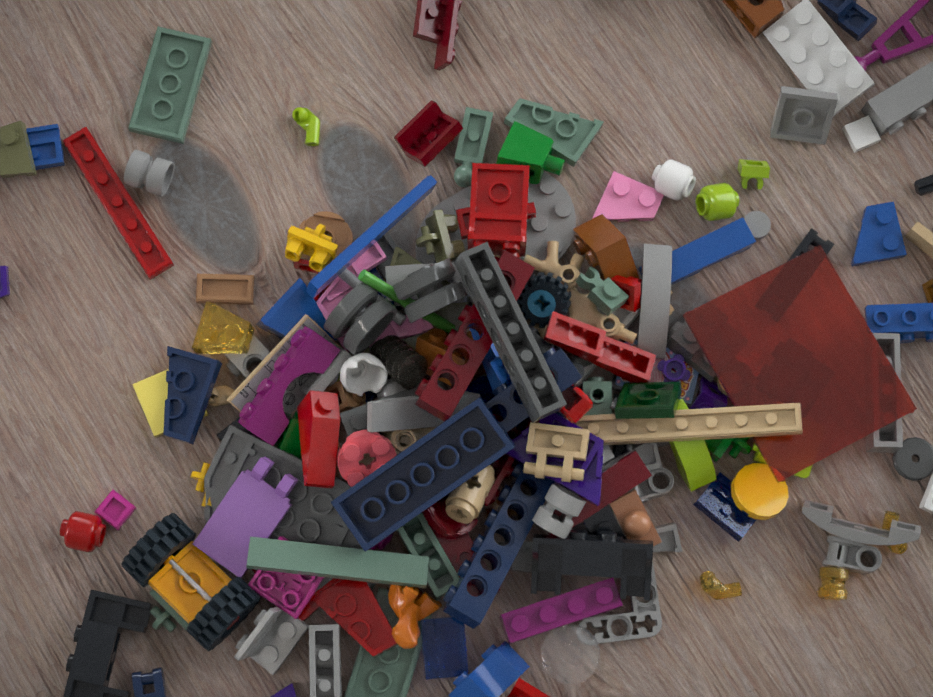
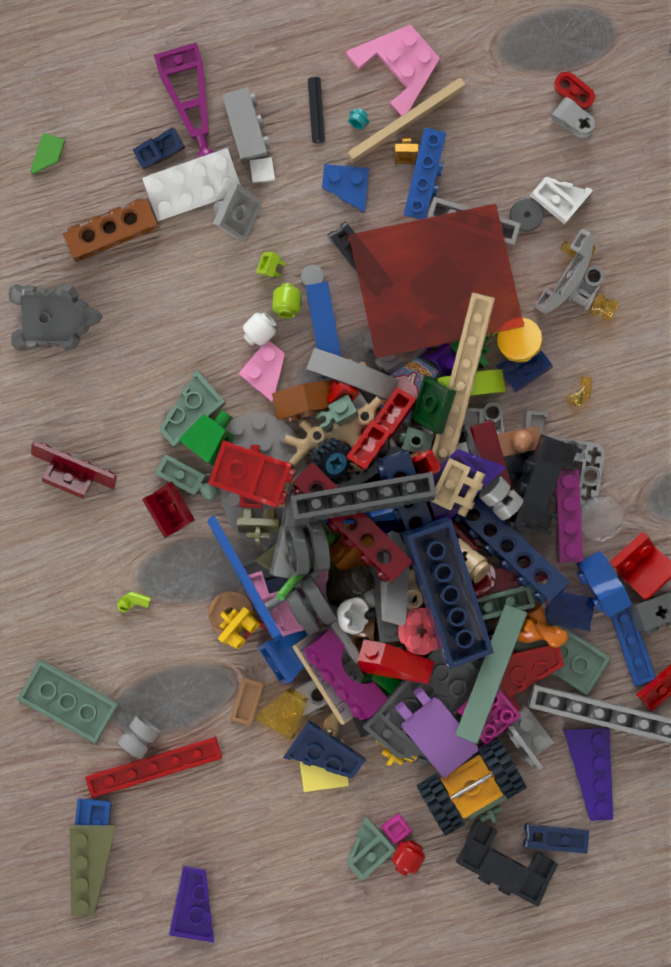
camera: 70 degrees left, 10 degrees up
(81, 482) = (369, 850): none -> sand green wing
(675, 362) = (415, 380): dark purple plate -> none

